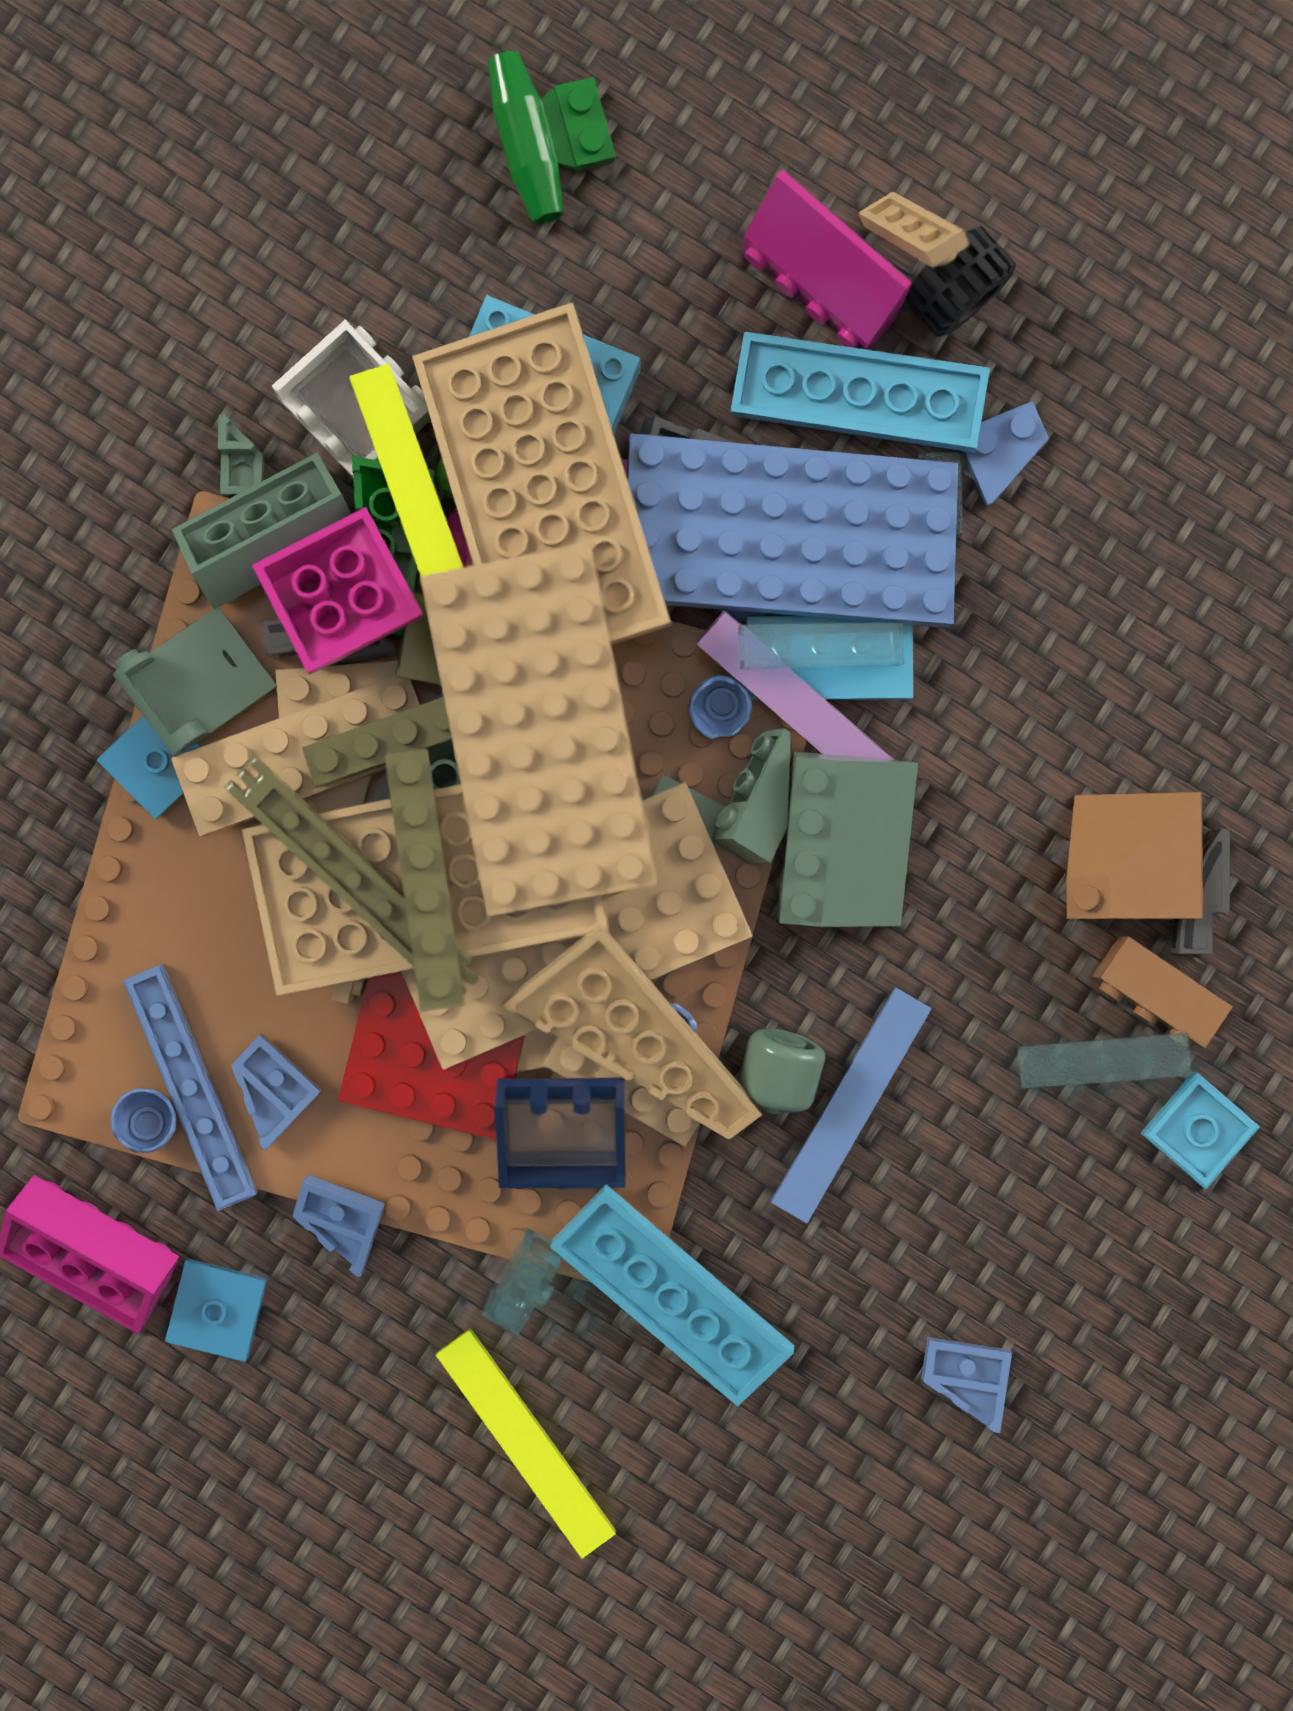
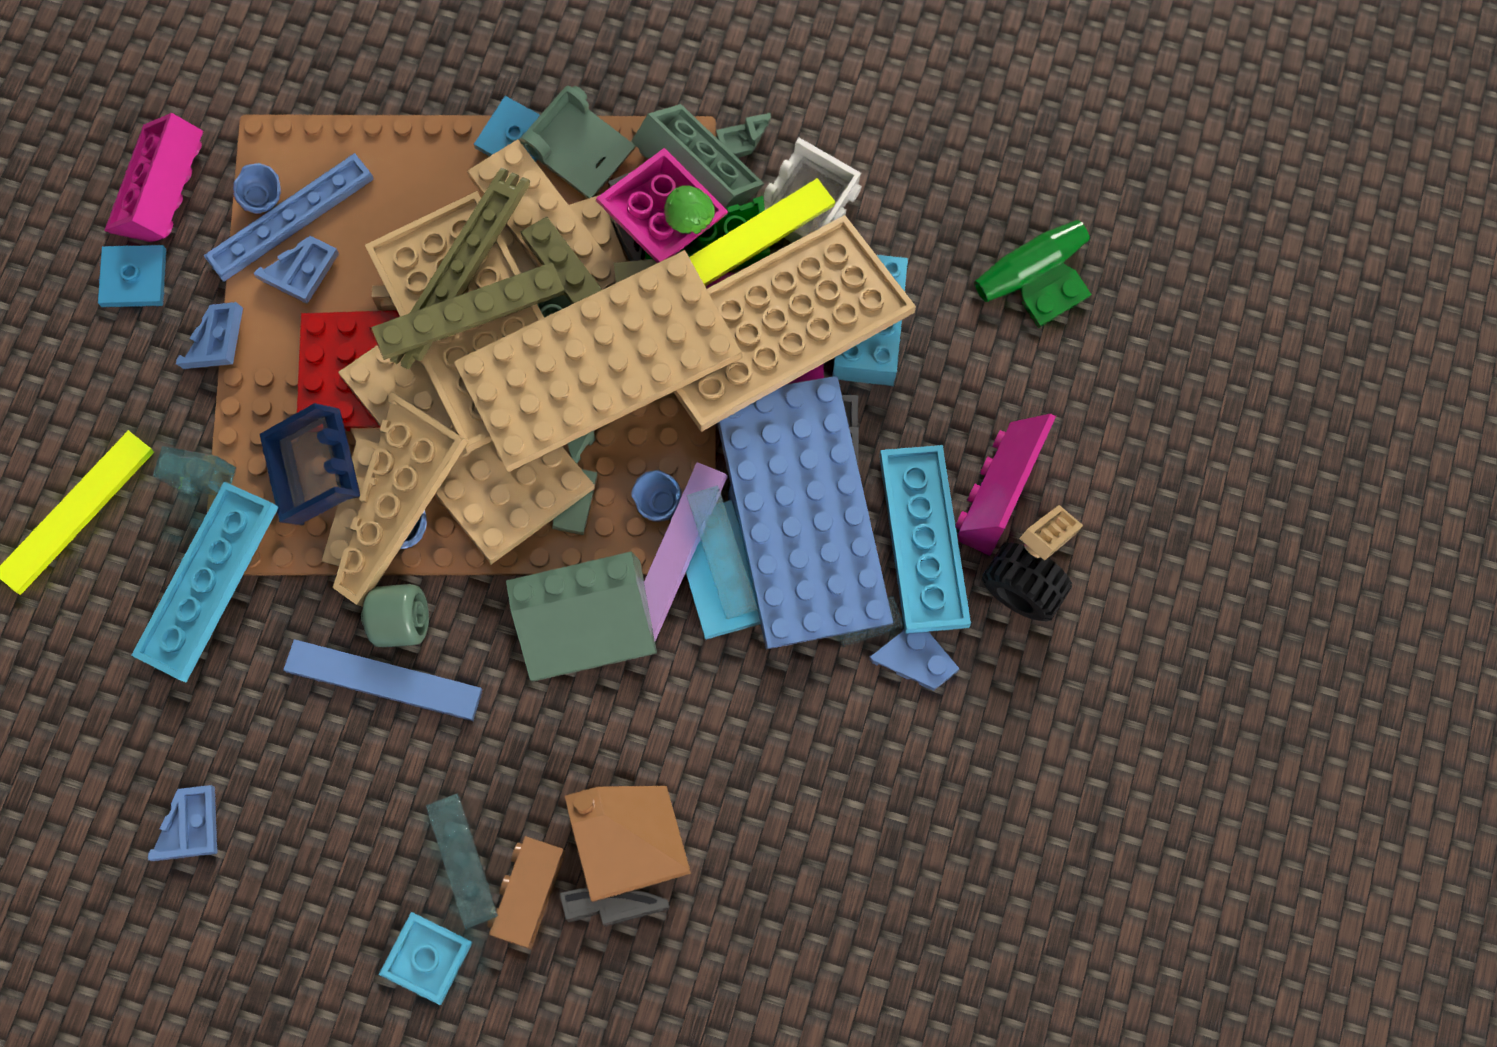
camera: 70 degrees right, 15 degrees down
(358, 556) = (688, 210): none -> bright green hair
(759, 806) = (583, 542): sand green slope -> none

